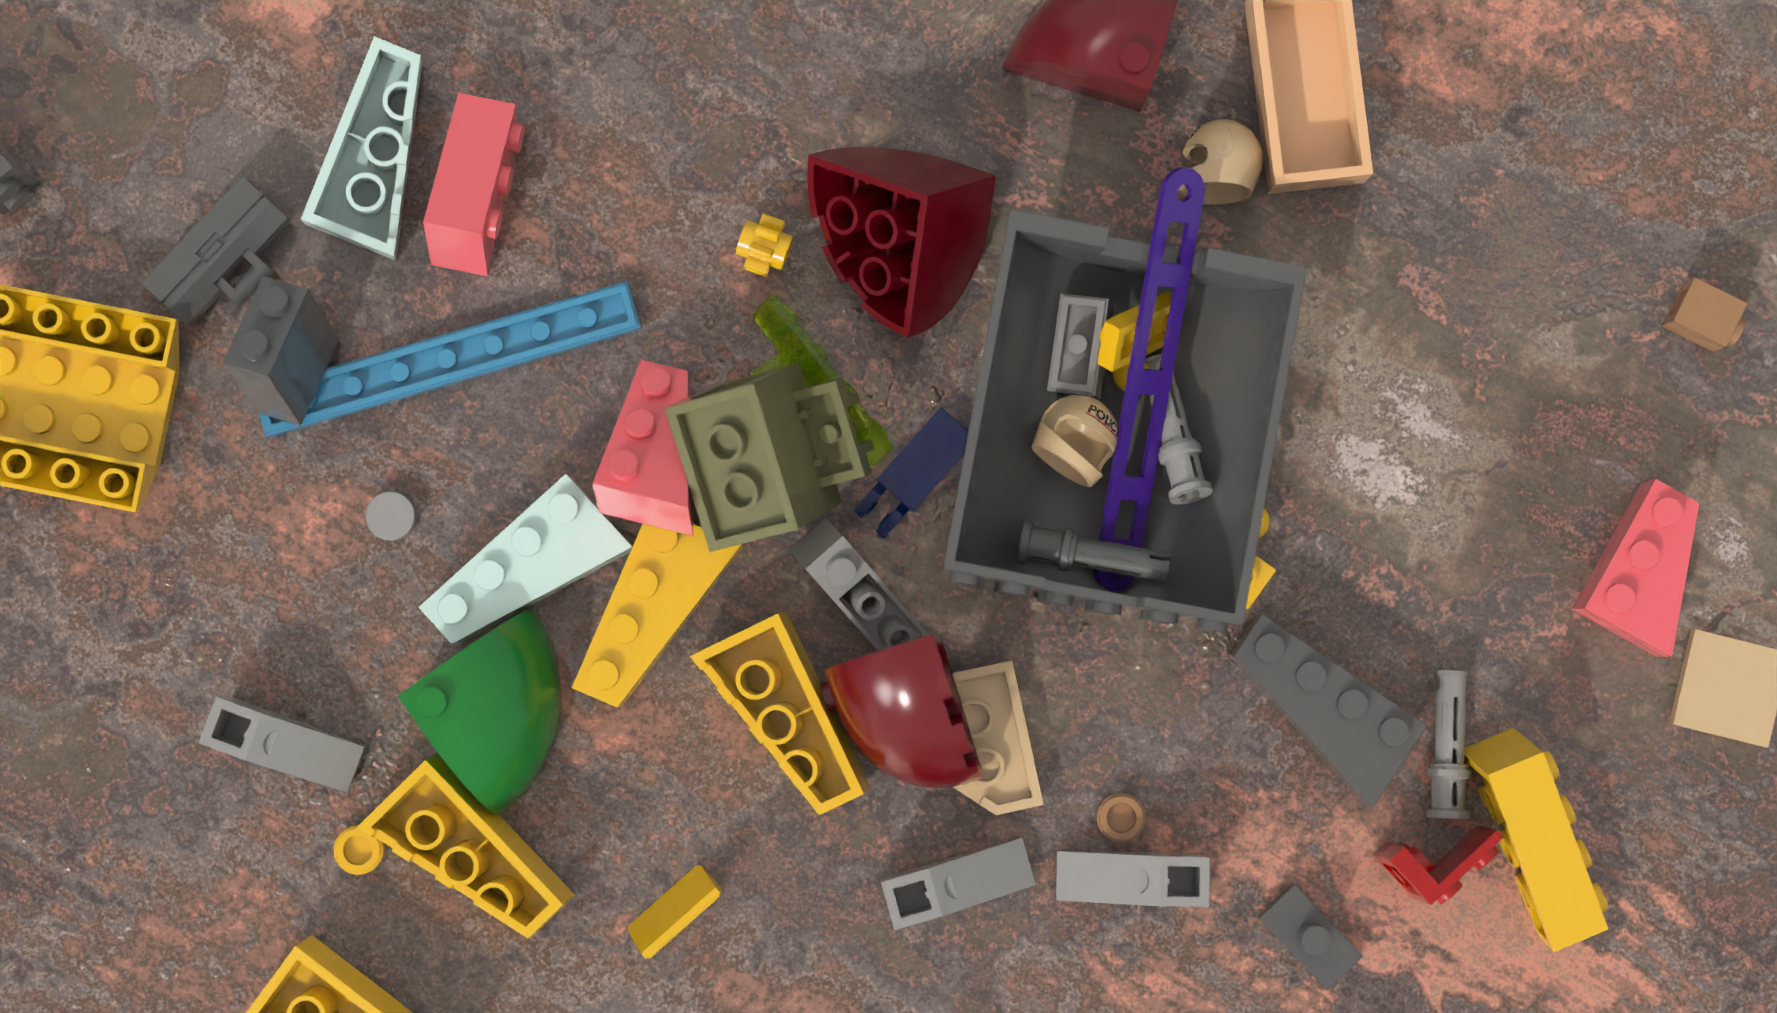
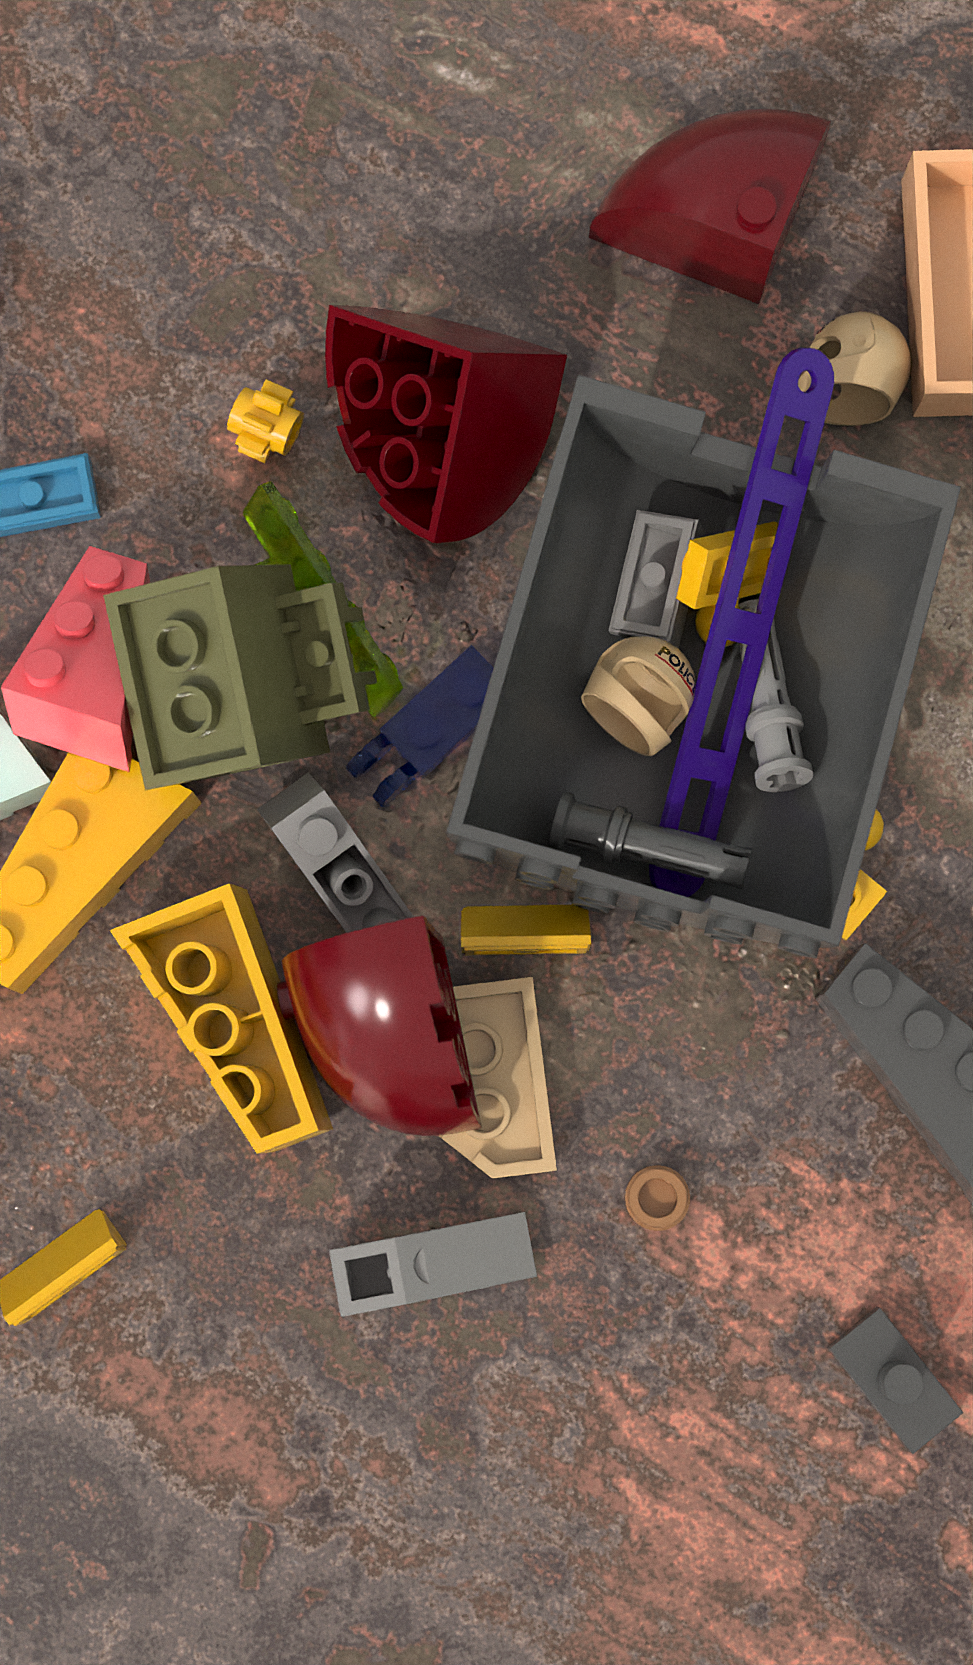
camera: 10 degrees right, 5 degrees down
(1002, 622) = (525, 930): none -> yellow slope
(1133, 878) = (667, 1279): light grey slope -> none

